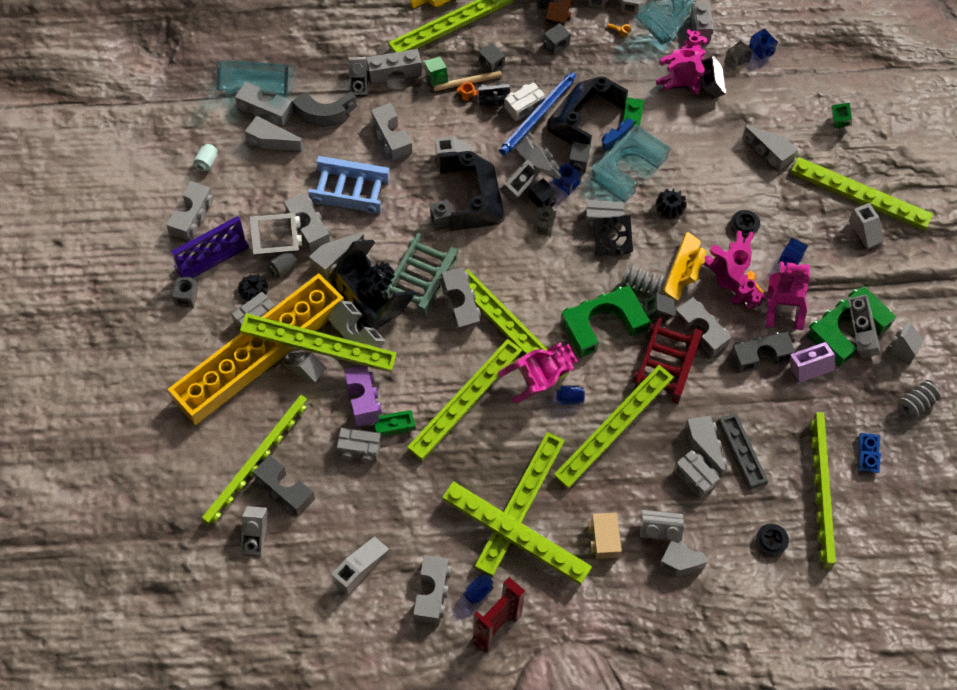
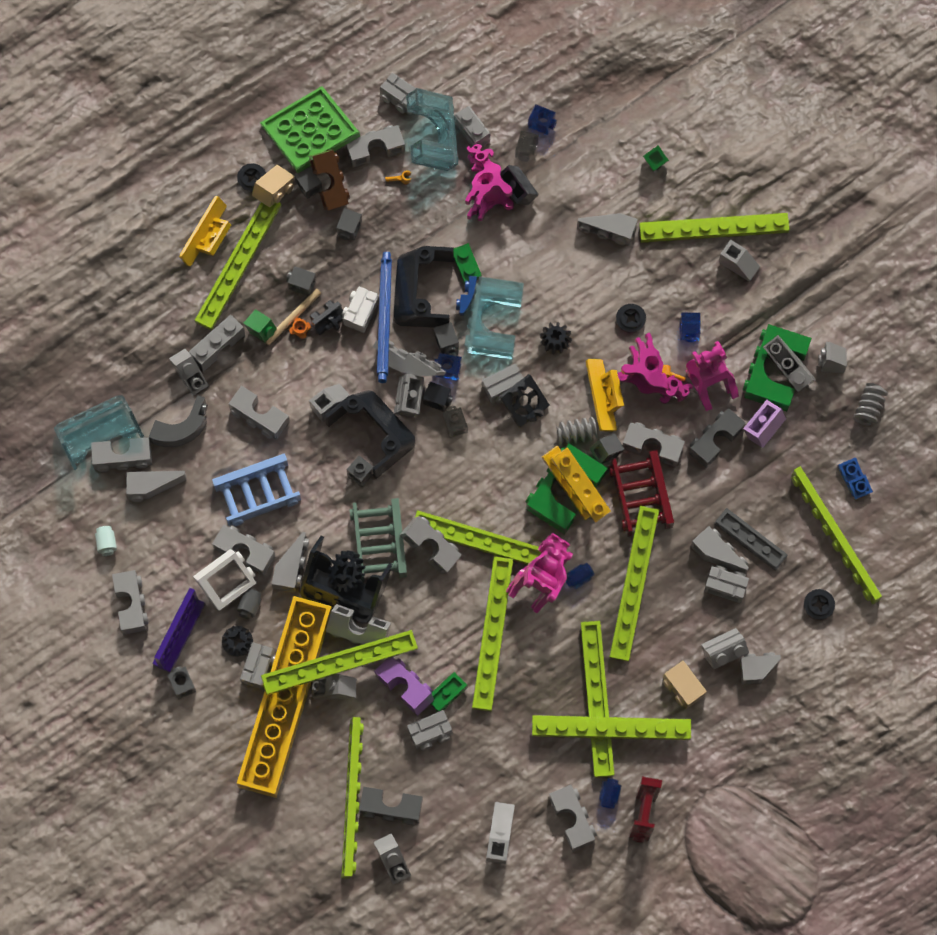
camera: 30 degrees left, 10 degrees up
(613, 314) = (576, 484): none -> yellow fence

